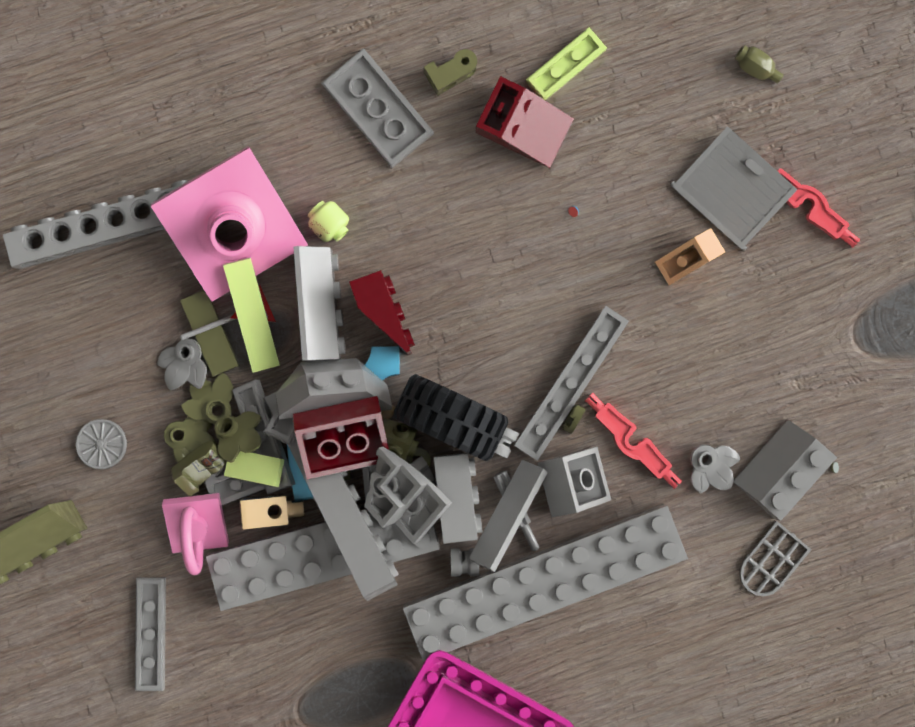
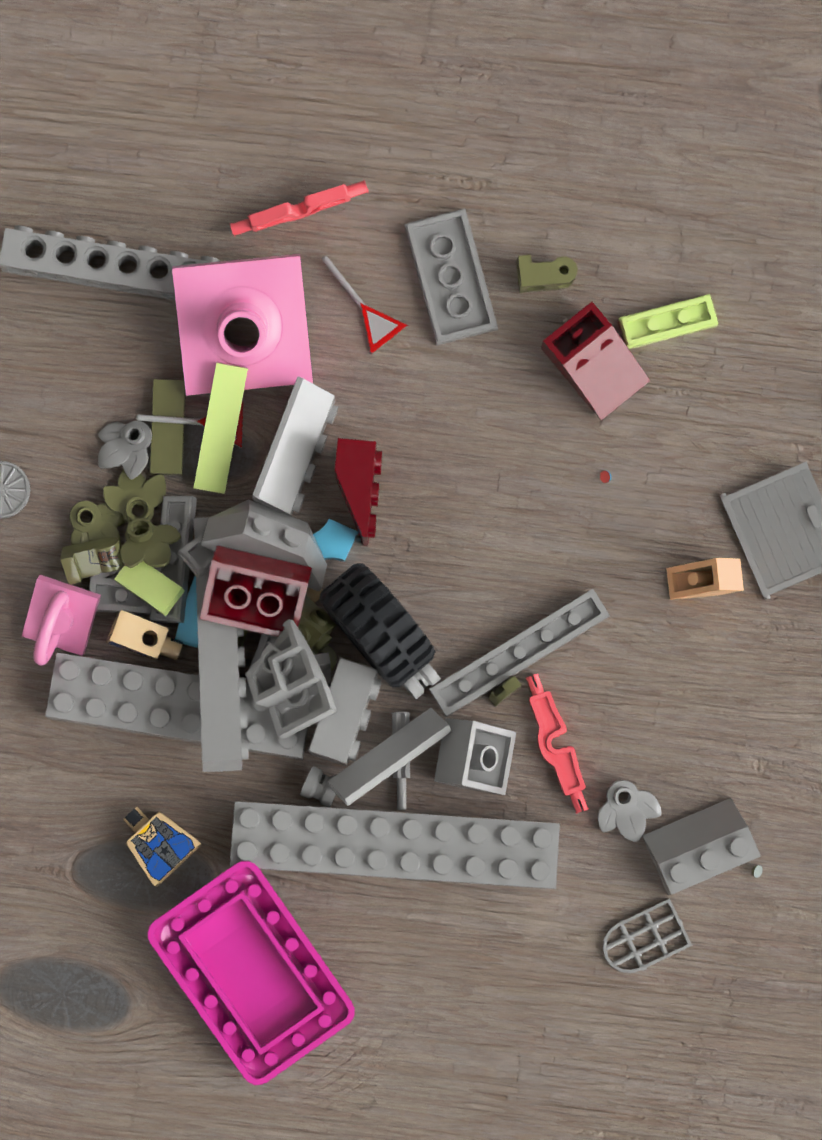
camera: 20 degrees right, 5 degrees down
(224, 116) = (287, 212): none -> coral piece
(328, 221) = (345, 369): yellowish green head -> none
(339, 174) = (378, 326): none -> piece
(358, 667) = (159, 844): none -> torso

